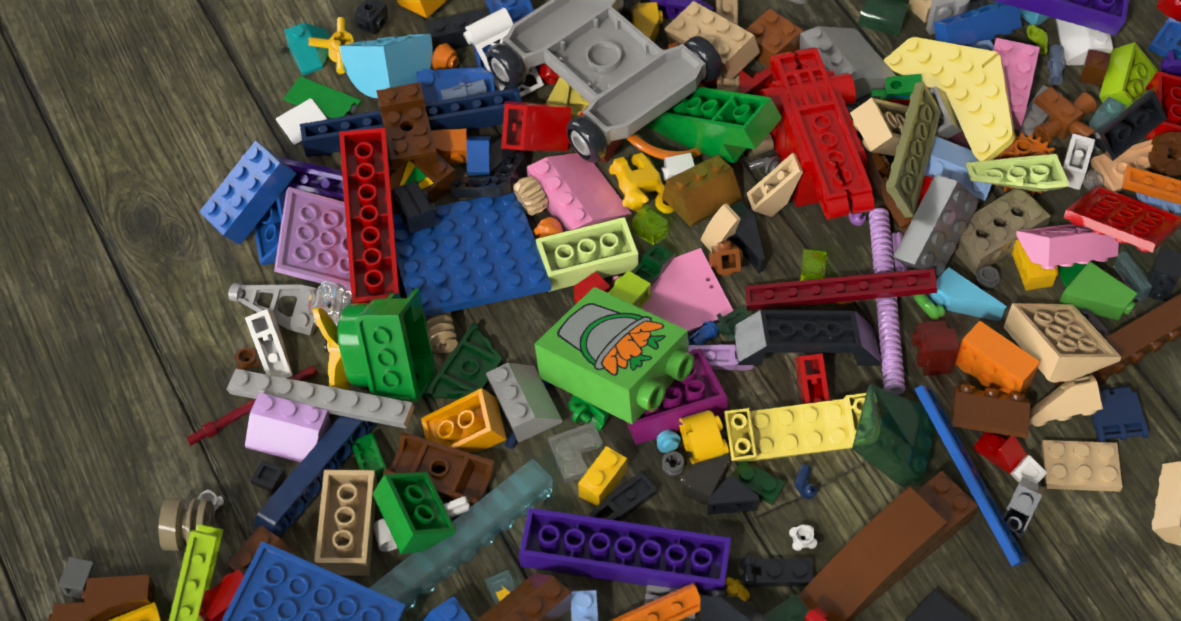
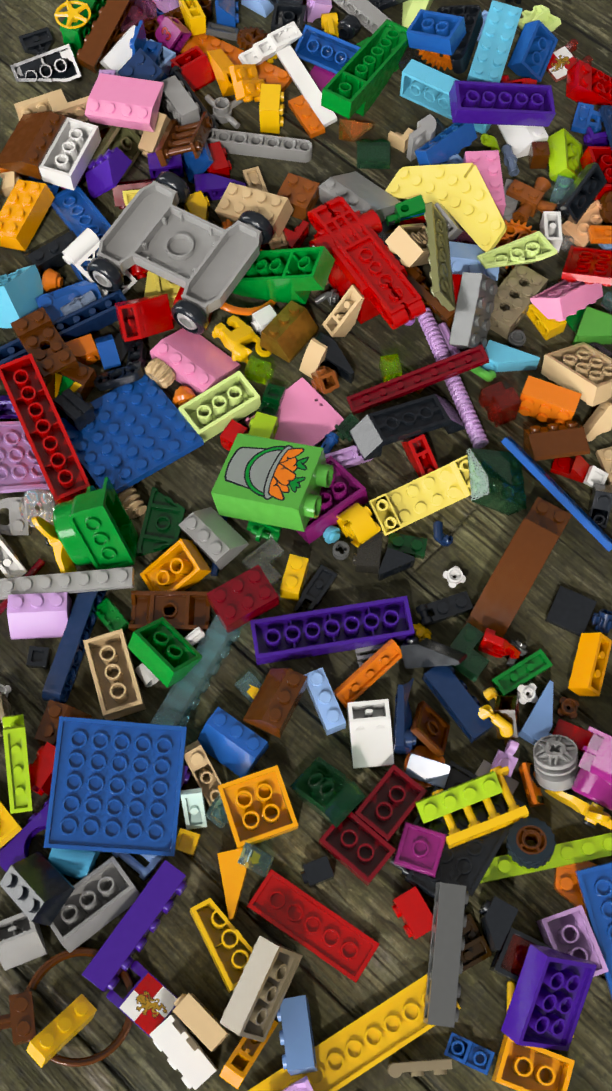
camera: 20 degrees left, 10 degrees up
(529, 479) = (243, 598): none -> dark red brick

